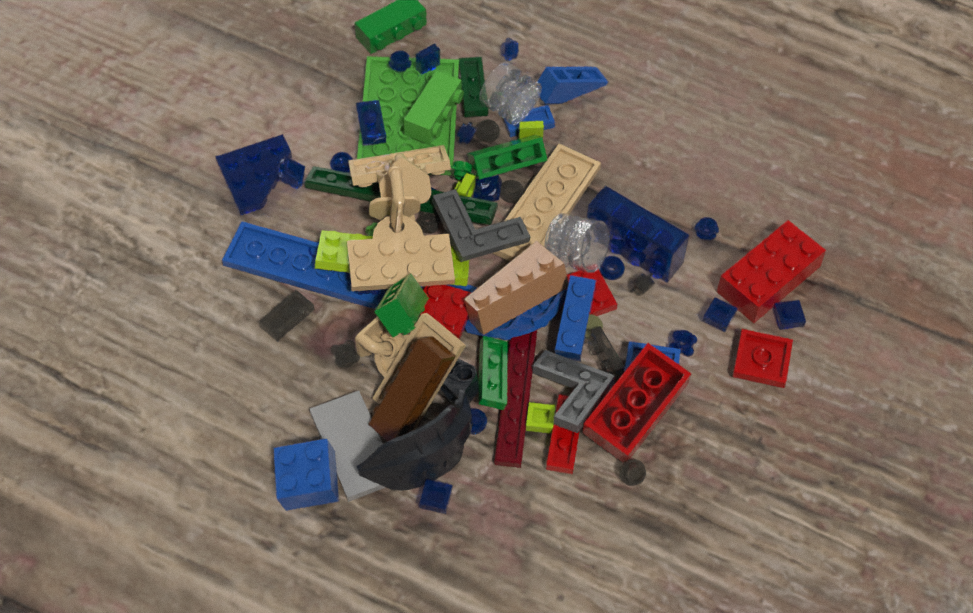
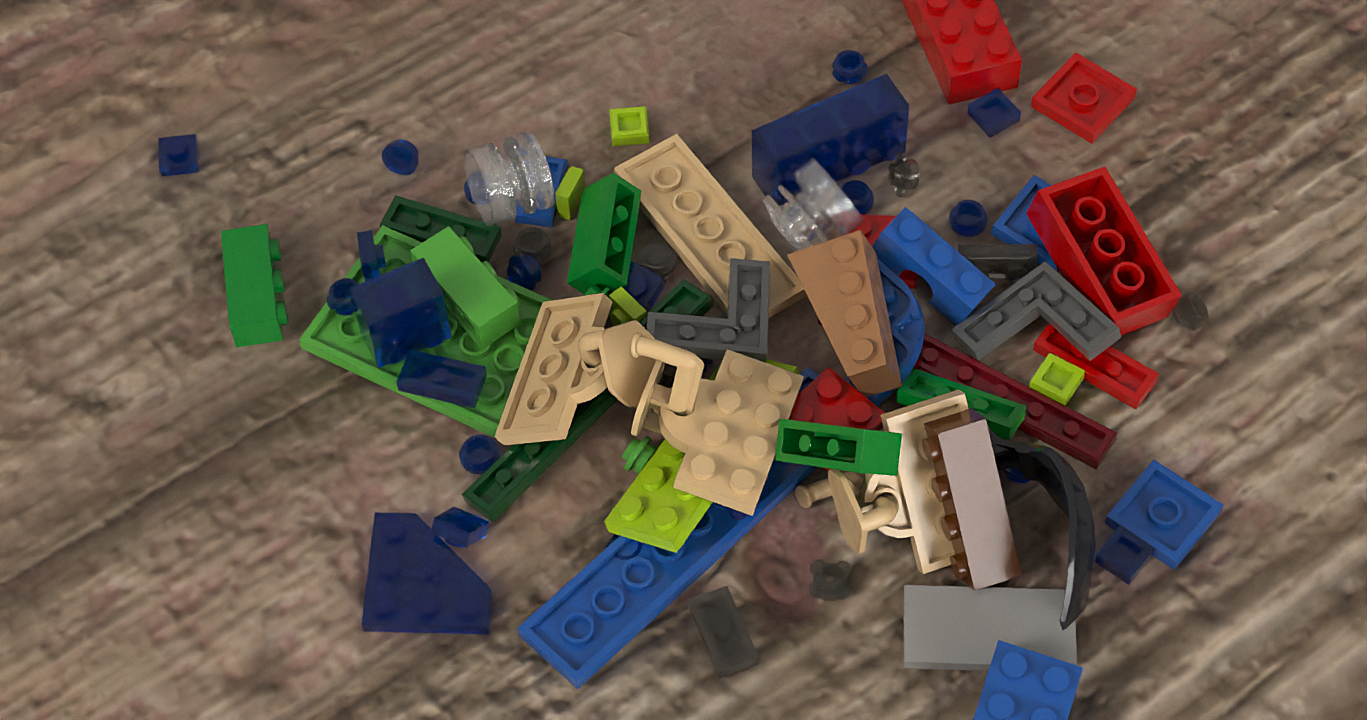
camera: 60 degrees left, 0 degrees up
(393, 82) = (401, 312): none -> clear blue brick
(475, 508) = (1165, 513): none -> blue plate
(567, 83) = (510, 105): blue slope -> none
(598, 142) = (629, 126): none -> lime tile
(633, 330) = (968, 218): none -> clear blue plate
(685, 337) = (1017, 164): clear blue plate -> none
(789, 314) = (1030, 41): clear blue plate -> none

